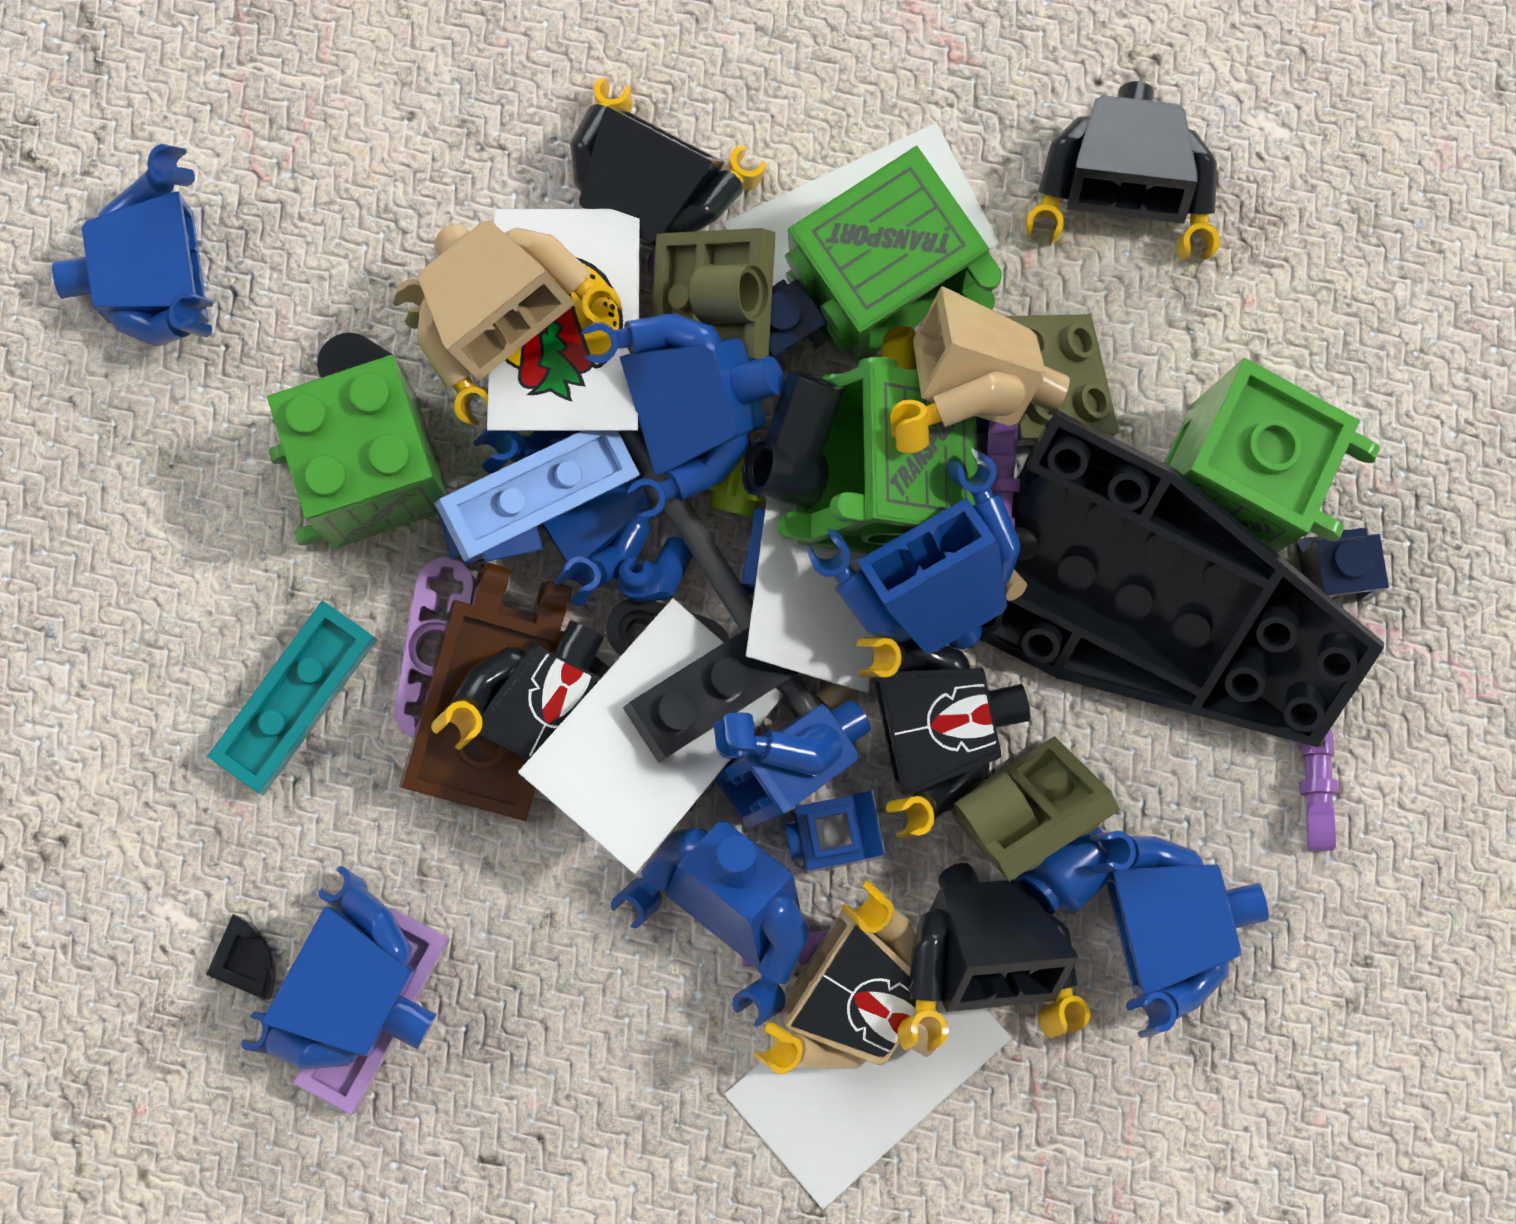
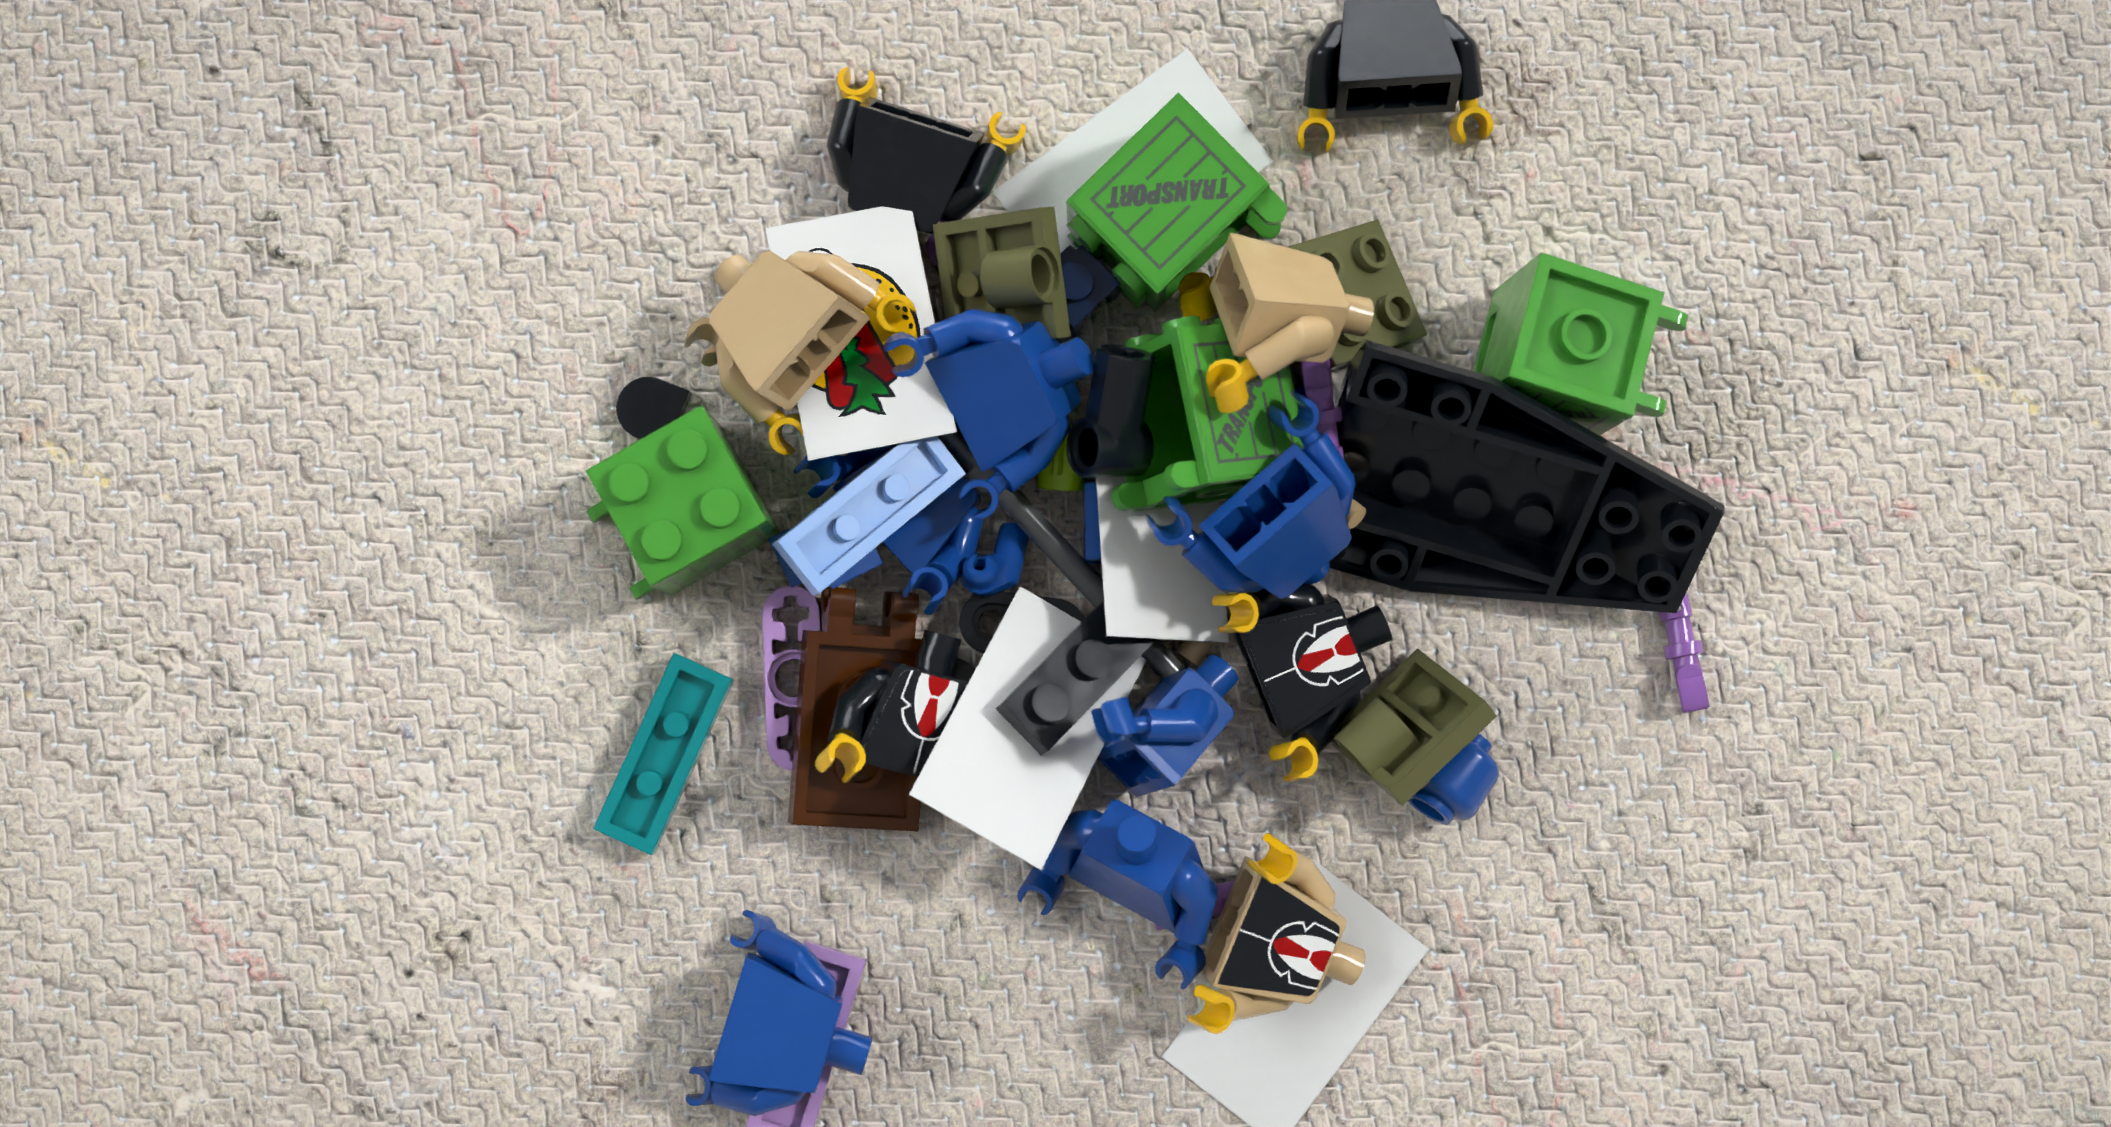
camera: 15 degrees left, 5 degrees up
(143, 258) = (421, 343): blue torso -> none
(244, 959) = (670, 1017): black tile -> none
(836, 832) = (1224, 786): blue window -> none
(987, 951) = (1392, 873): black torso -> none
(1173, 923) = (1566, 811): blue torso -> none
(1346, 565) = (1677, 434): dark blue window -> none

